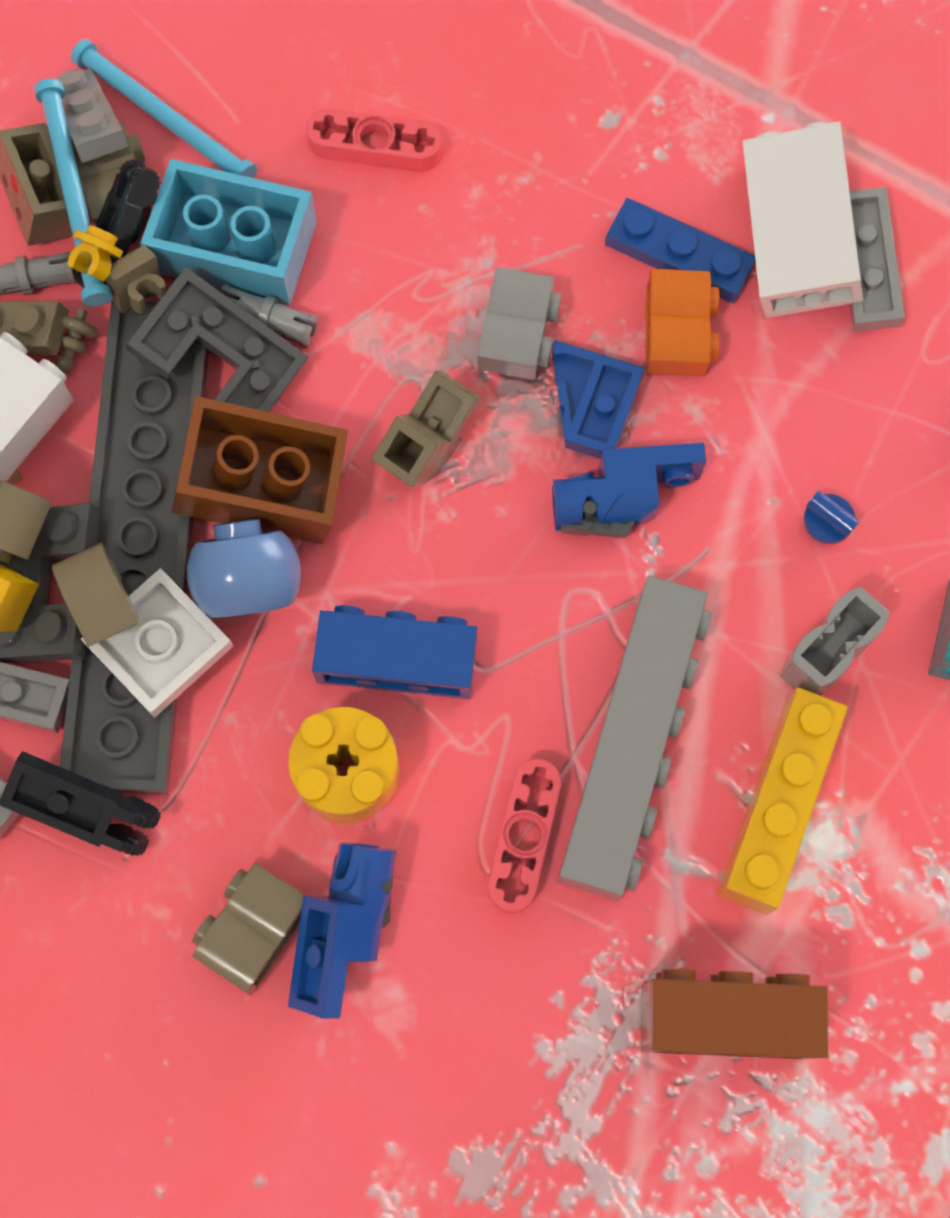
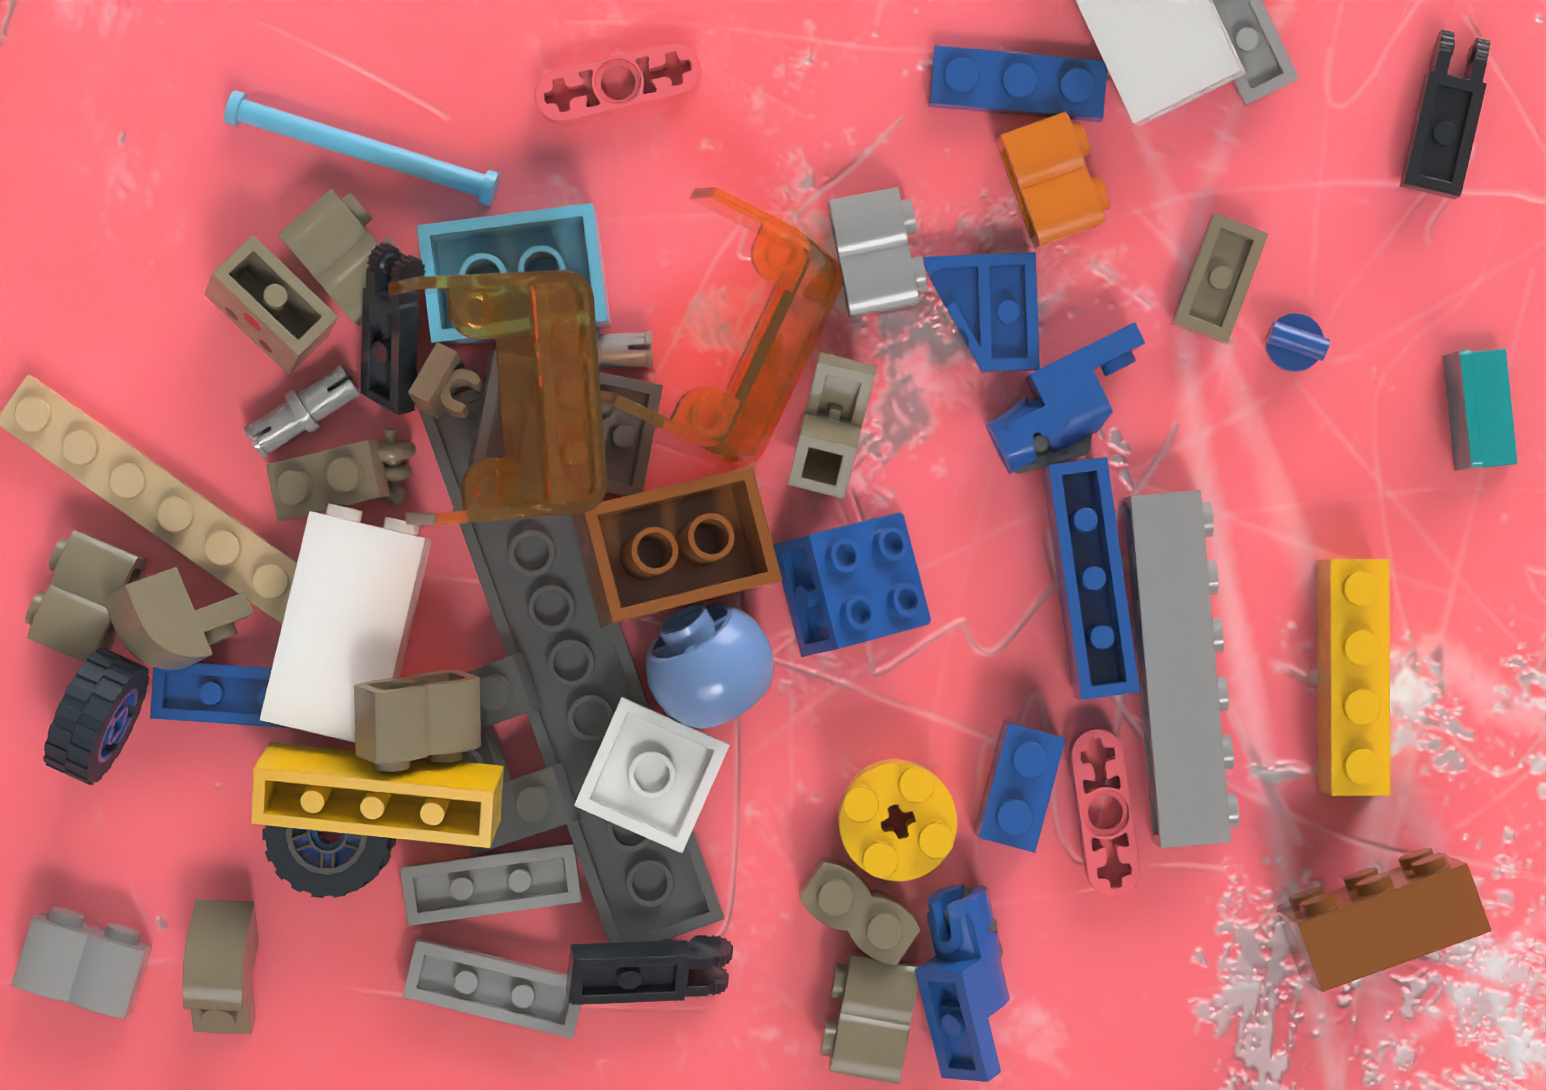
camera: 20 degrees left, 15 degrees up
(50, 94) = (325, 308): medium azure bar -> none
(89, 116) = (287, 198): light grey plate -> none
(94, 246) = (395, 371): yellow plate -> none
(95, 594) = (578, 762): dark tan brick -> none
(227, 251) = (545, 389): none -> clear orange windscreen
(284, 838) = (873, 918): none -> dark tan brick
(392, 562) = (852, 584): none -> blue bracket
(395, 652) = (898, 677): blue brick -> none
(398, 368) = (806, 281): none -> clear orange windscreen
(459, 778) = (1019, 786): none -> blue brick
(588, 631) = (1090, 578): none -> blue brick
(785, 445) = (1219, 278): none -> dark tan plate
(838, 640) = (1354, 476): light grey brick -> none

